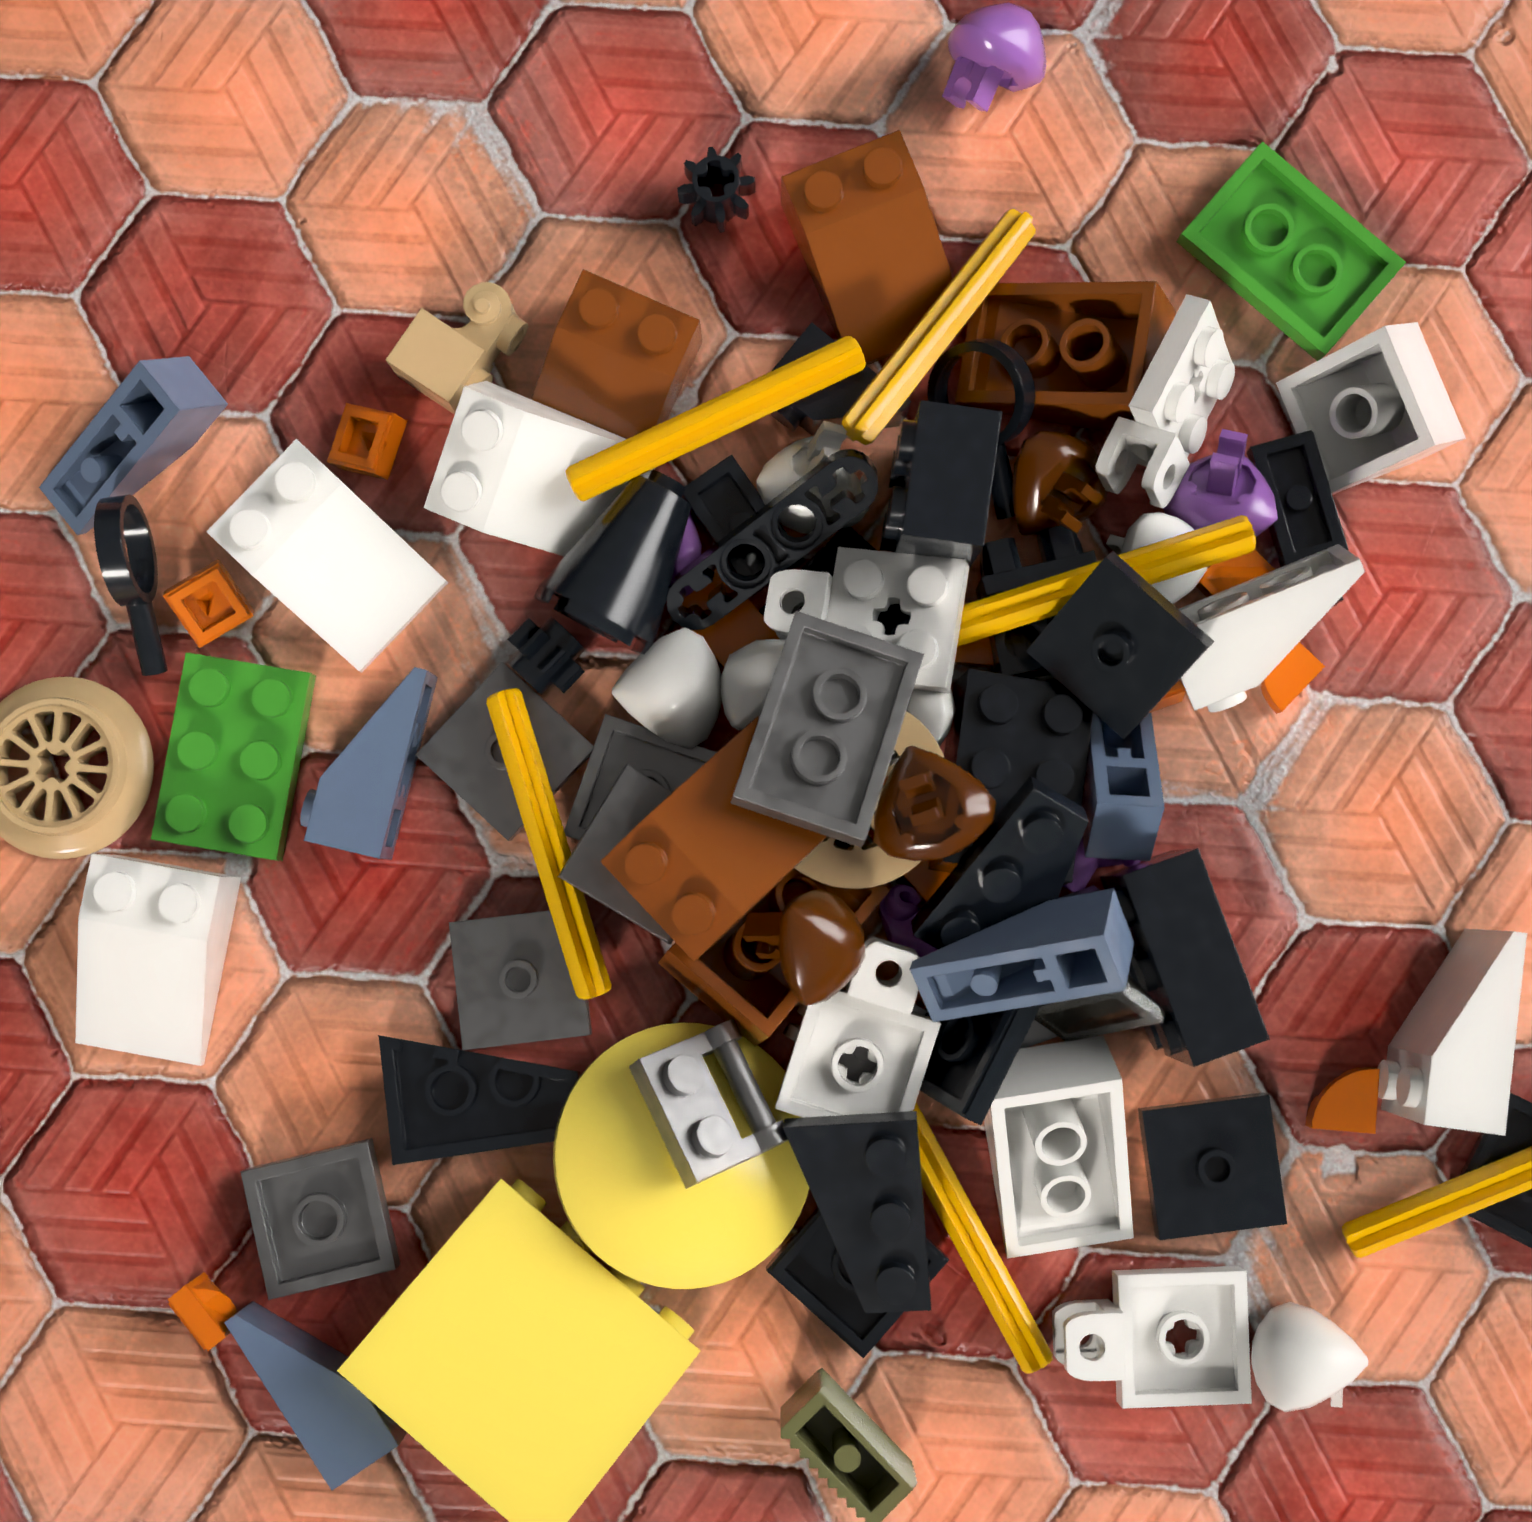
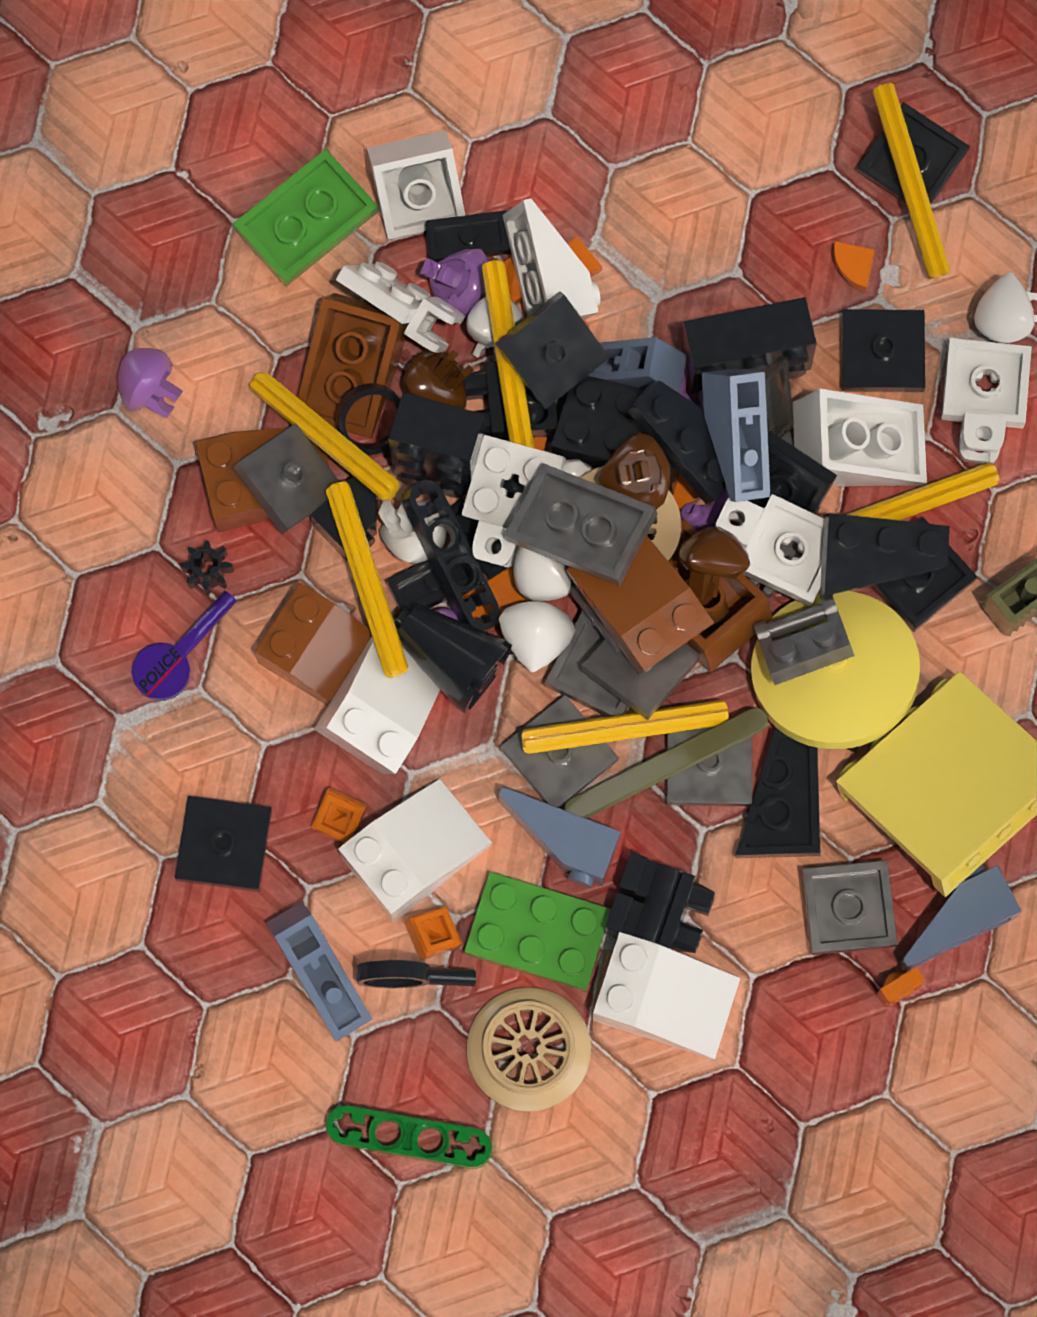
camera: 80 degrees left, 10 degrees down
(283, 923) = (663, 905): none -> black hips
(308, 282) = (223, 844): none -> black plate
(445, 358) = (297, 752): tan brick -> none
(503, 916) = (668, 763): none -> olive piece
(546, 655) = (501, 715): black gear -> none
(556, 154) = (163, 669): none -> dark purple piece
(864, 277) = (287, 477): none -> flat silver plate
(1459, 1041) = (821, 190): white slope -> none

